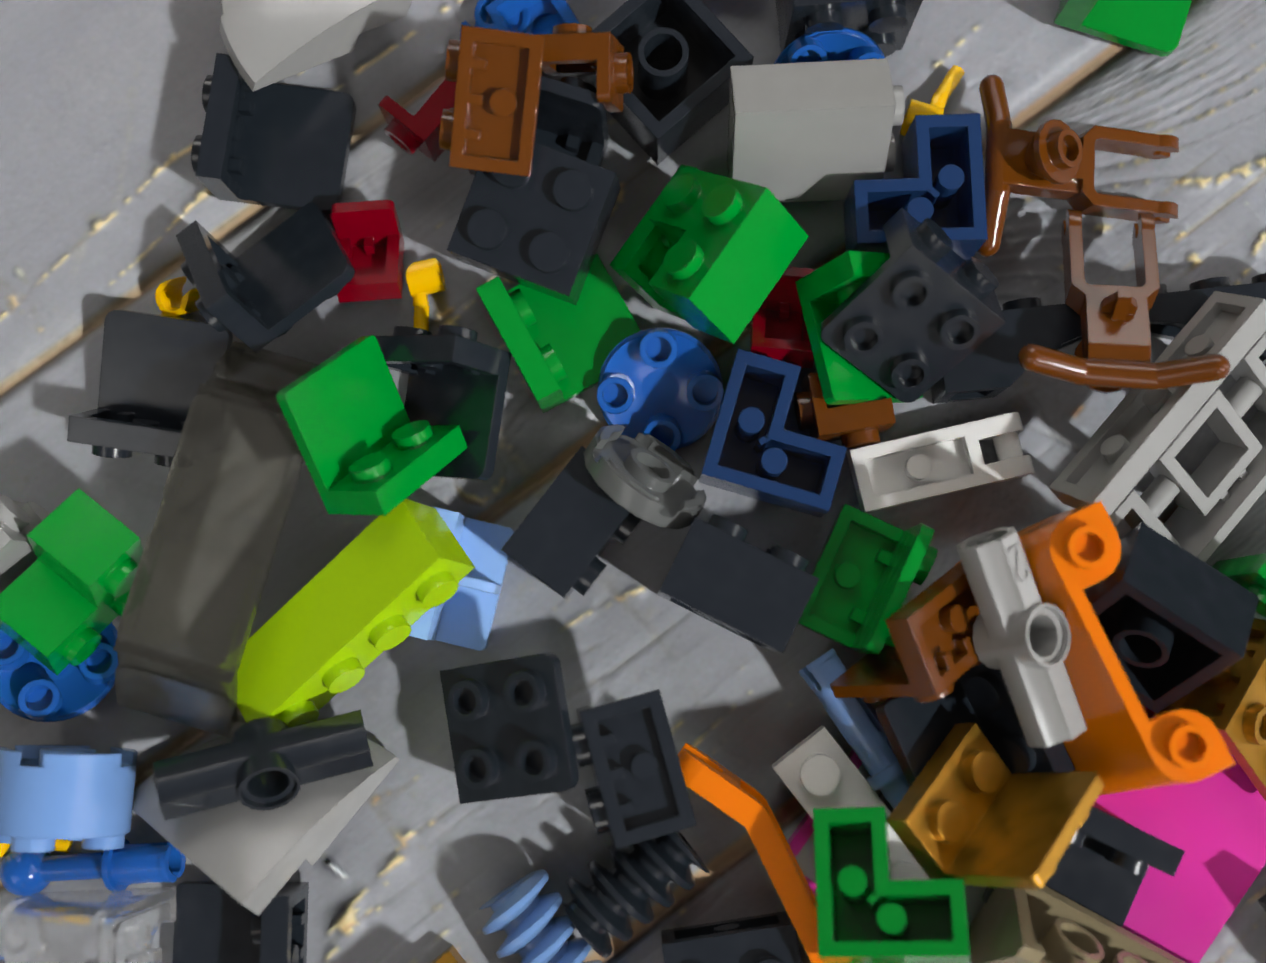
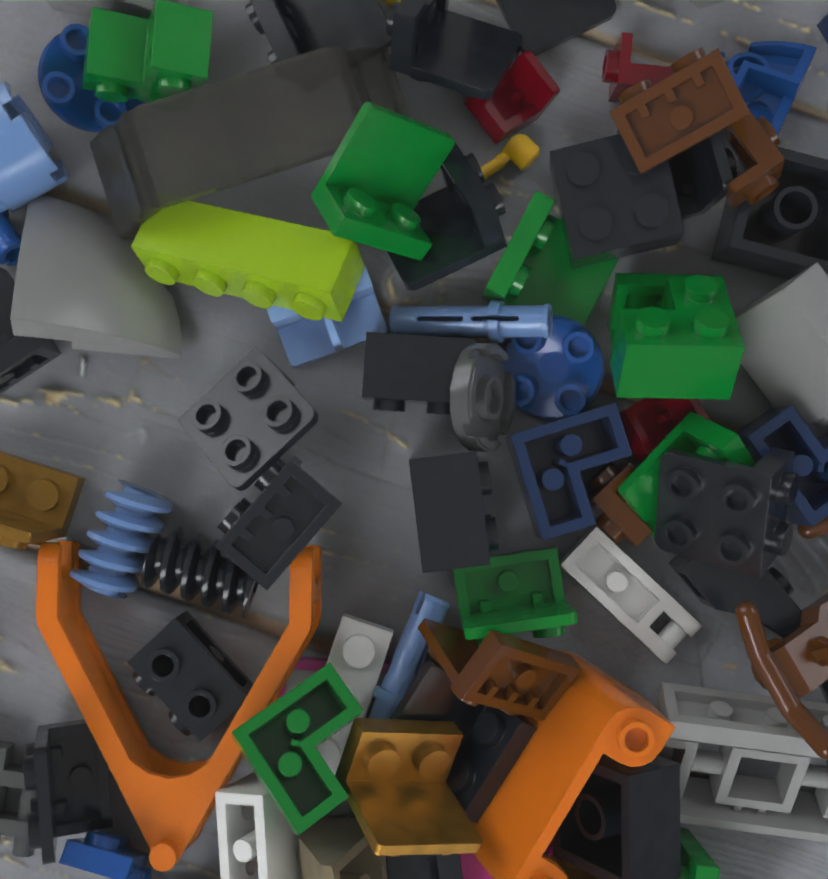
camera: 50 degrees right, 5 degrees up
(262, 764) = (112, 268): black piece -> none
(574, 418) = (489, 321): none -> medium blue pin
(1021, 637) = (542, 730): light grey piece -> none

